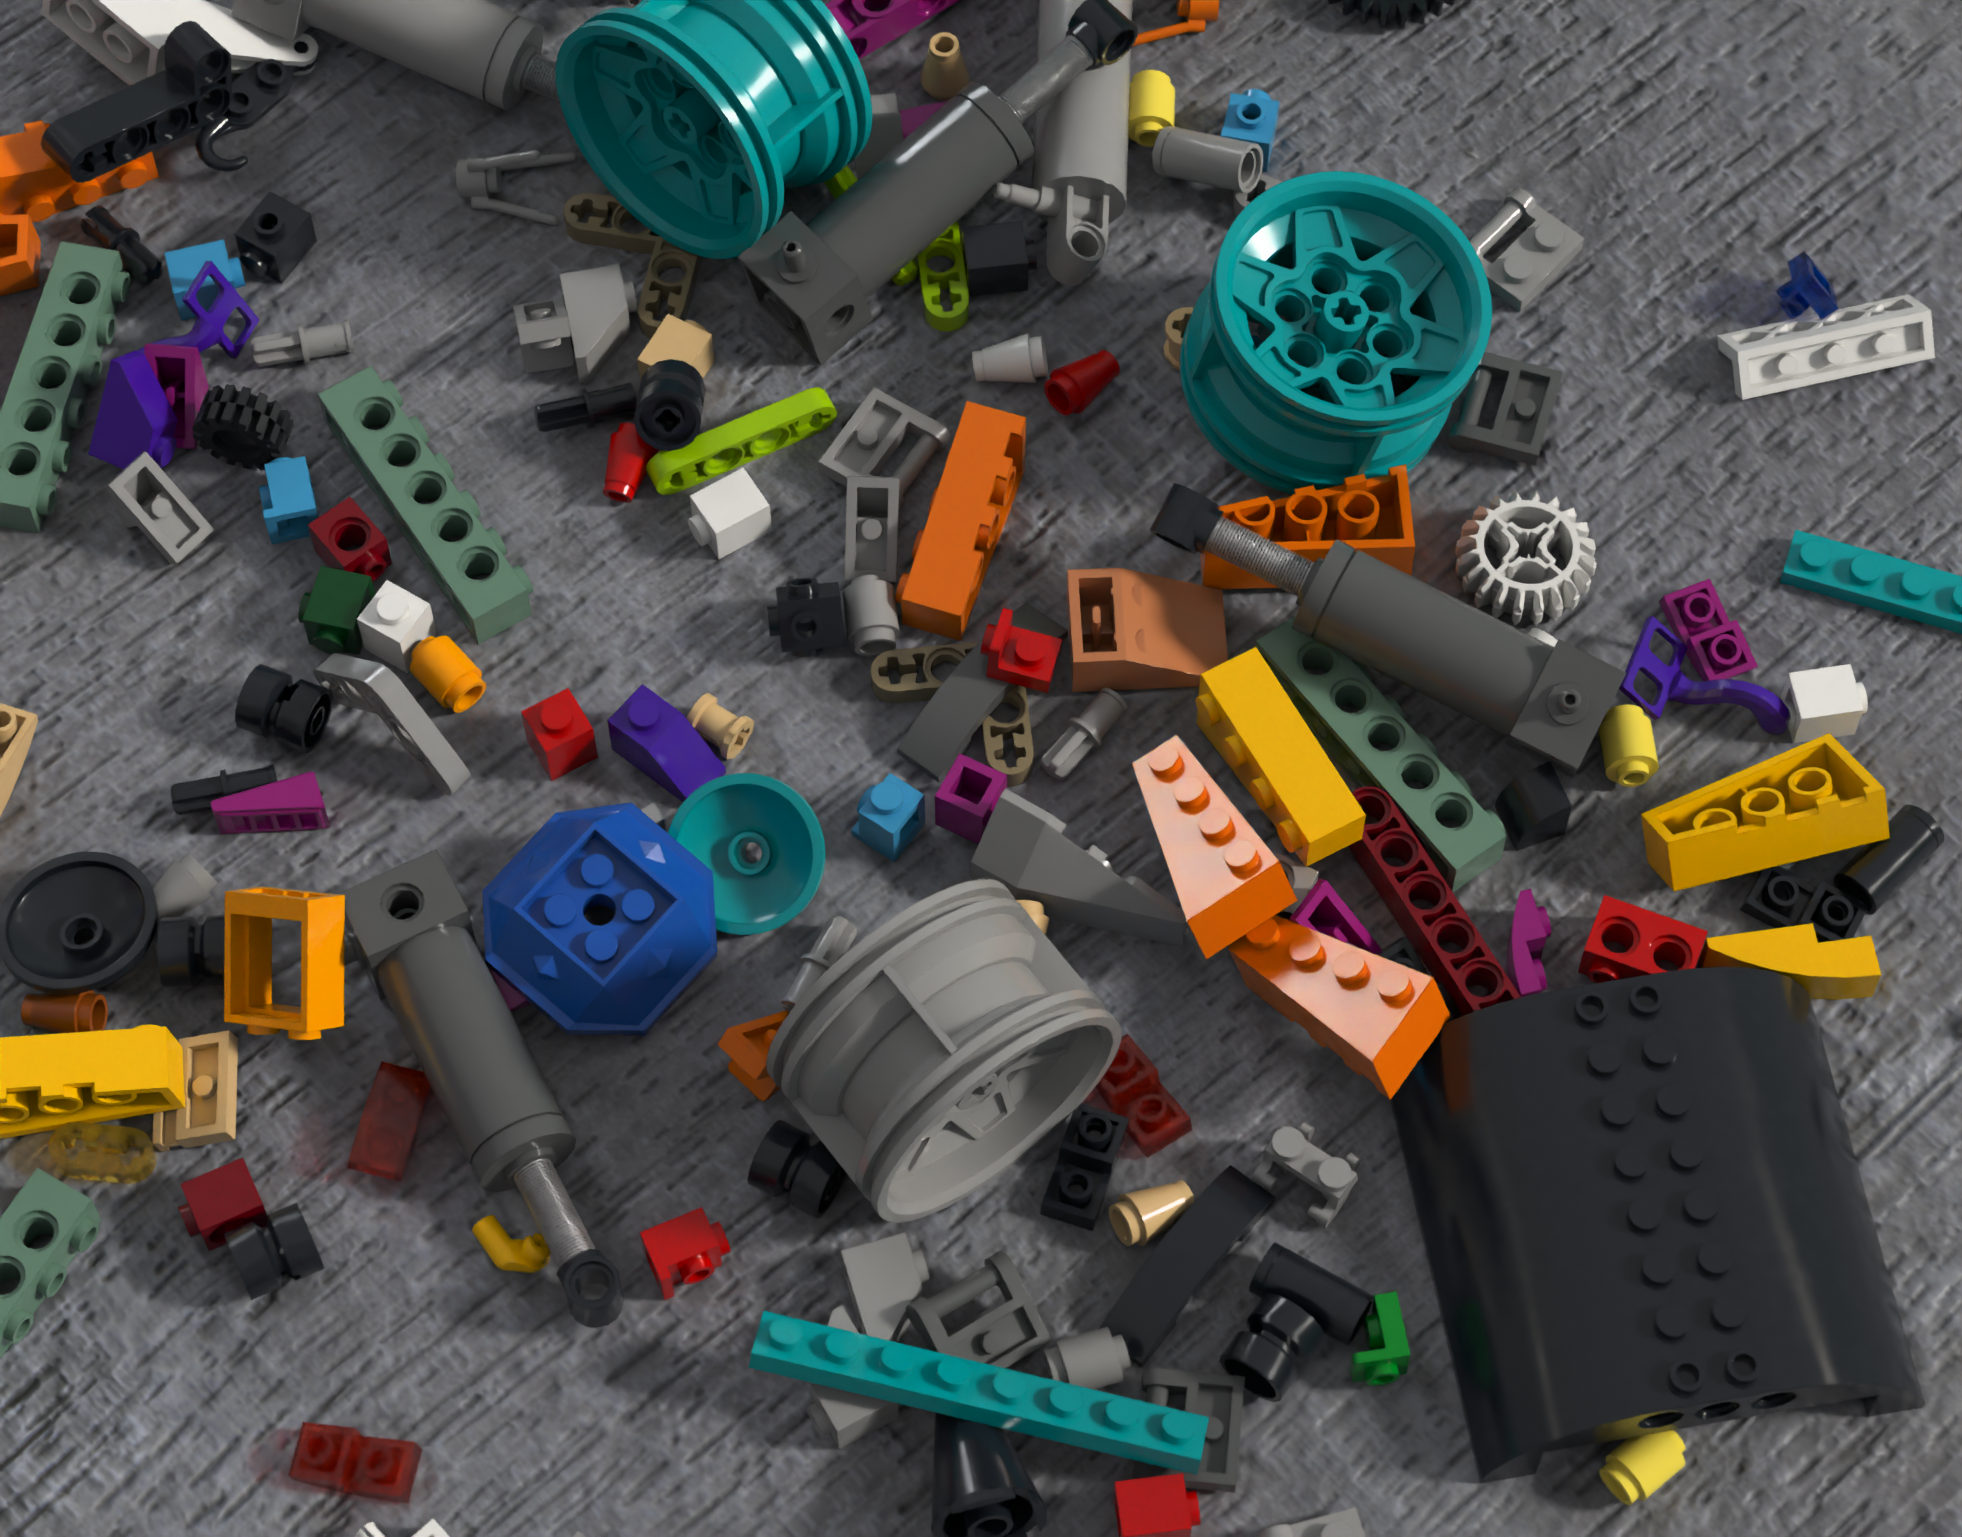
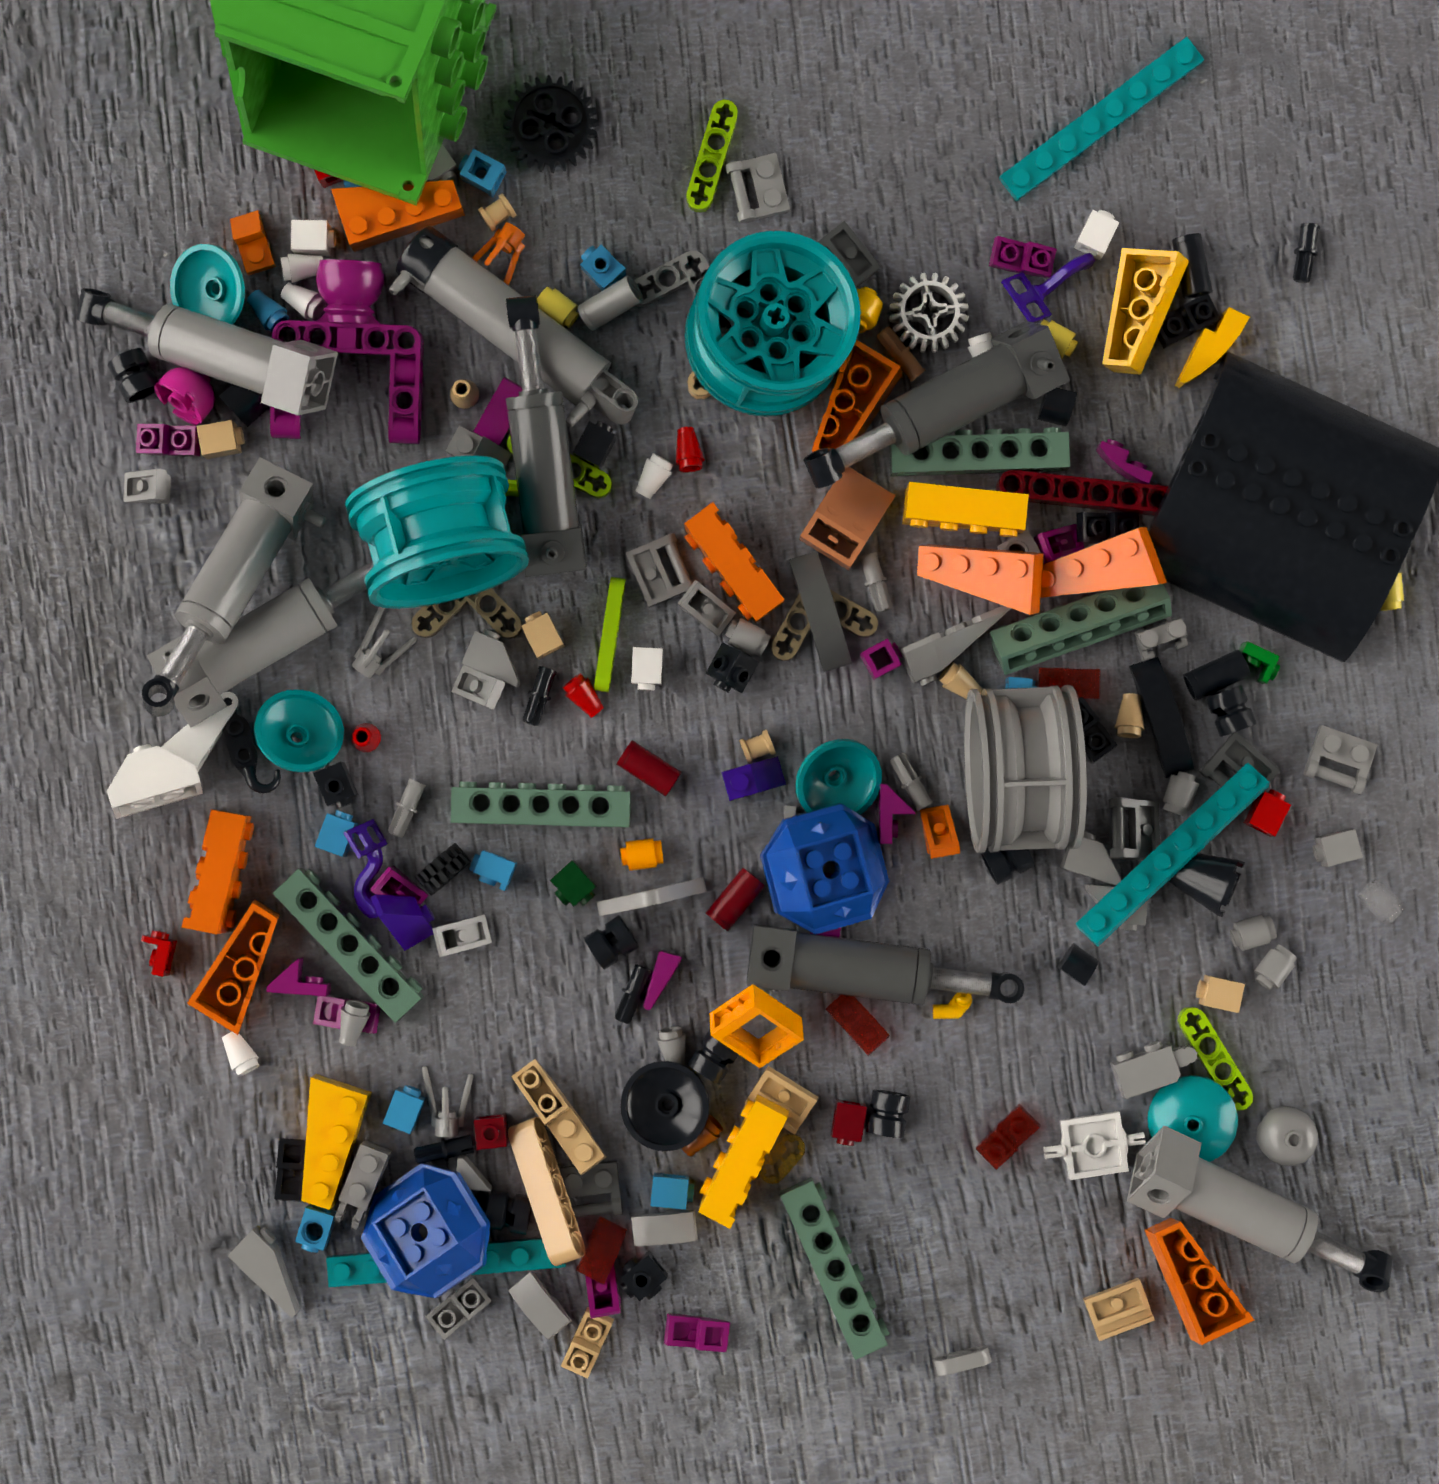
camera: 55 degrees left, 25 degrees up
(116, 237) = (286, 861): black axle -> none
(148, 114) = (231, 810): black beam -> none
(328, 127) = (300, 716): none -> teal dish
(345, 527) = (528, 859): dark red brick -> none
(368, 232) = (372, 741): none -> red cone
(395, 624) = (602, 862): white brick -> none
(465, 834) = (735, 899): none -> dark red pin
(559, 734) = (713, 823): red brick -> none
(582, 604) = (648, 768): none -> dark red pin
(669, 405) = (576, 660): black wheel -> none
(684, 1250) = (1010, 933): red brick -> none
(705, 1383) = (1078, 964): none -> black brick
(756, 955) = (890, 804): none -> magenta slope
(889, 816) = (859, 701): dark azure brick -> none
(1020, 654) = (826, 586): red bracket -> none
(1237, 1041) = (1078, 625): none -> sand green brick
(1439, 555) = (900, 353): none -> medium nougat axle
(1457, 470) = (870, 308): none -> yellow head
(1510, 164) = (709, 155): none -> lime beam
(1646, 939) = (1157, 407): red brick -> none
(1807, 289) = (881, 67): clear blue tile -> none
(1824, 350) = (918, 82): white fence -> none

